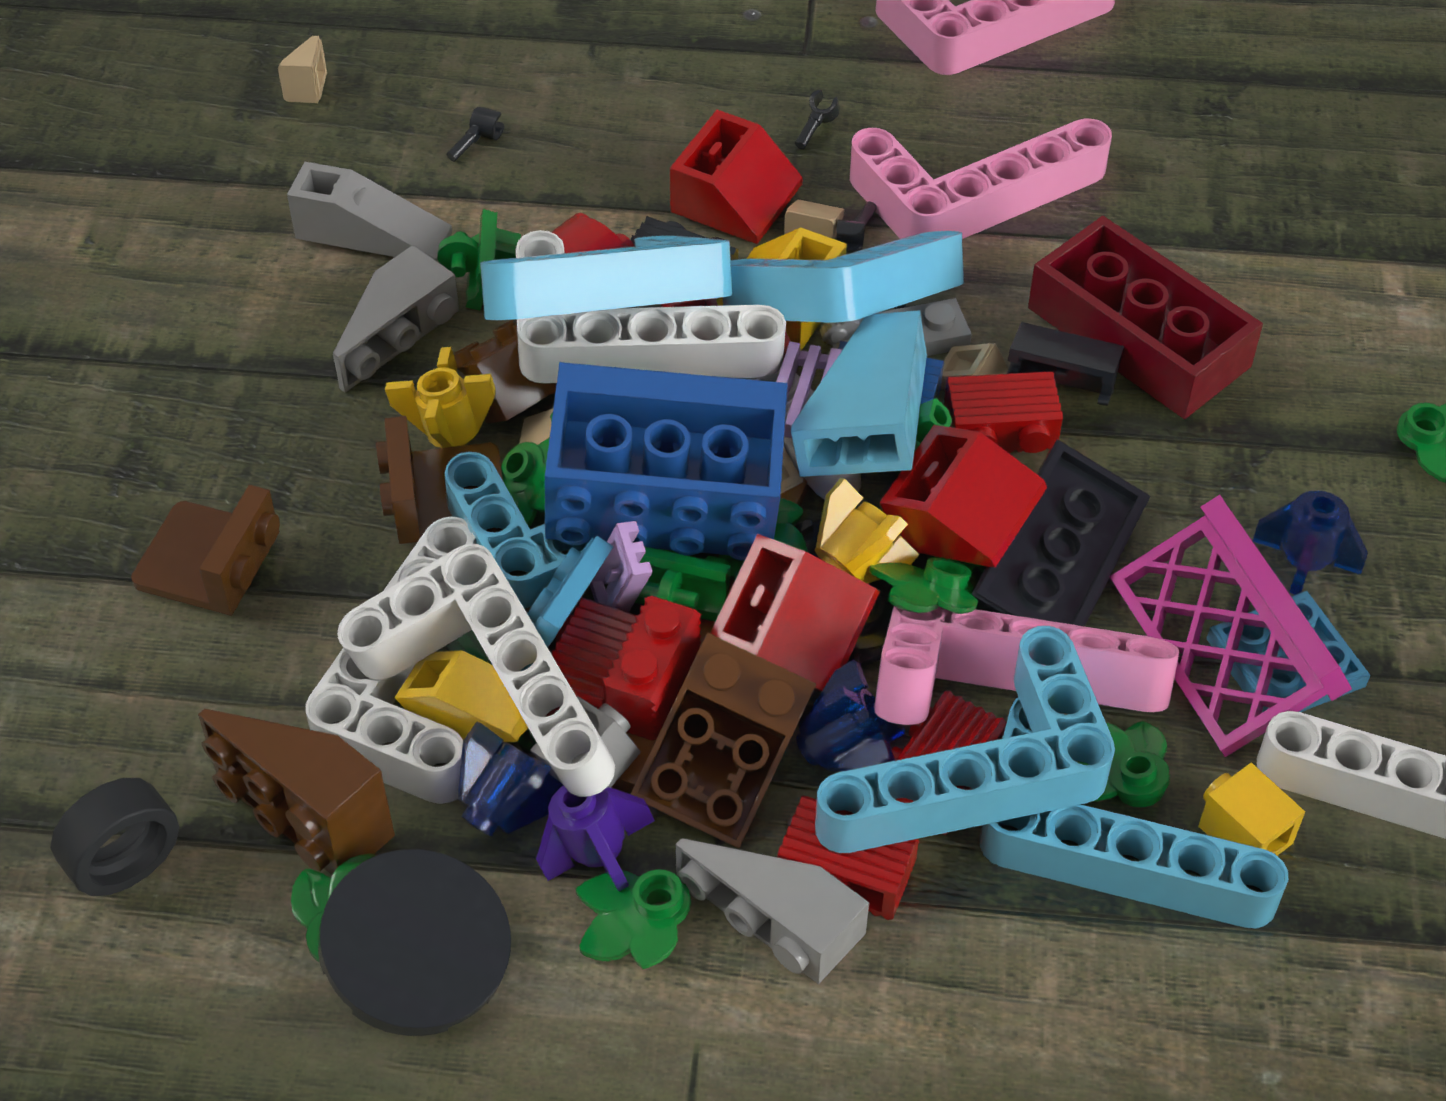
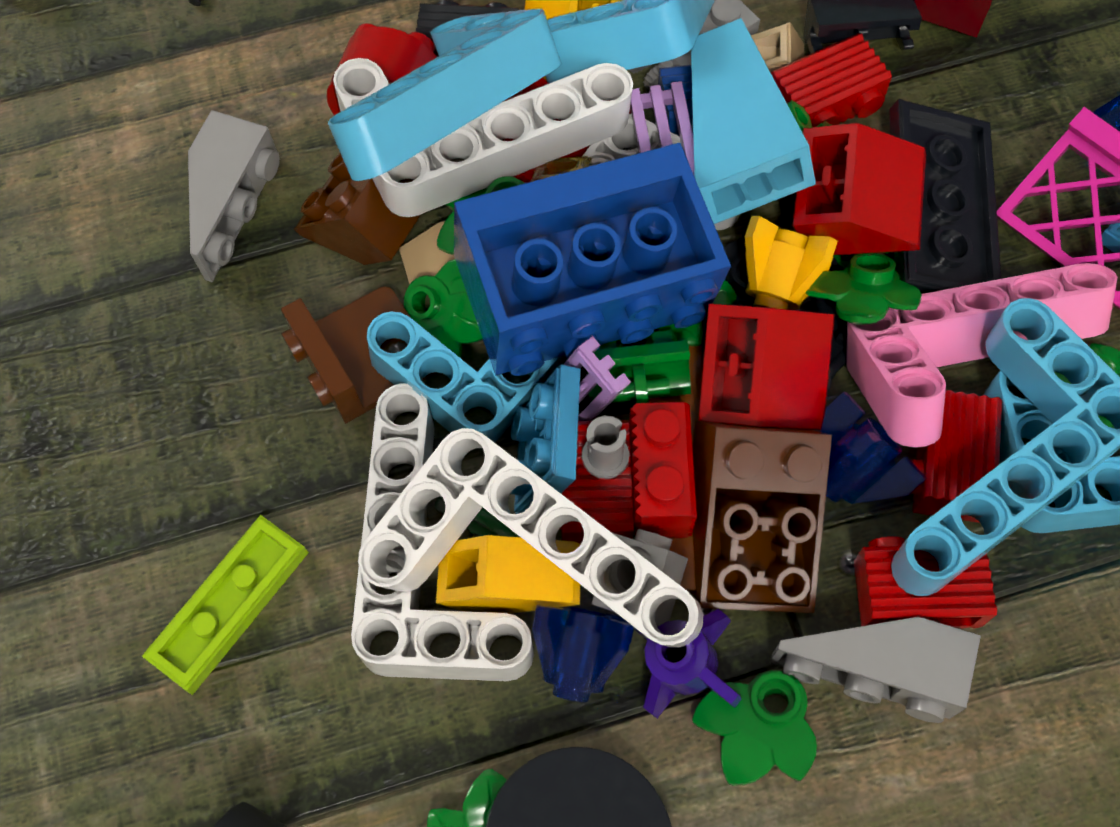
camera: 20 degrees left, 15 degrees up
(209, 553) = (165, 508): reddish brown bracket -> none
(220, 649) = (225, 604): none -> lime tile
(300, 786) = (399, 735): reddish brown slope -> none
(357, 214) = (139, 94): light grey slope -> none
(444, 403) = (324, 265): yellow brick -> none
(464, 254) = (276, 102): green hips -> none
(604, 623) = (605, 451): none -> light grey pin

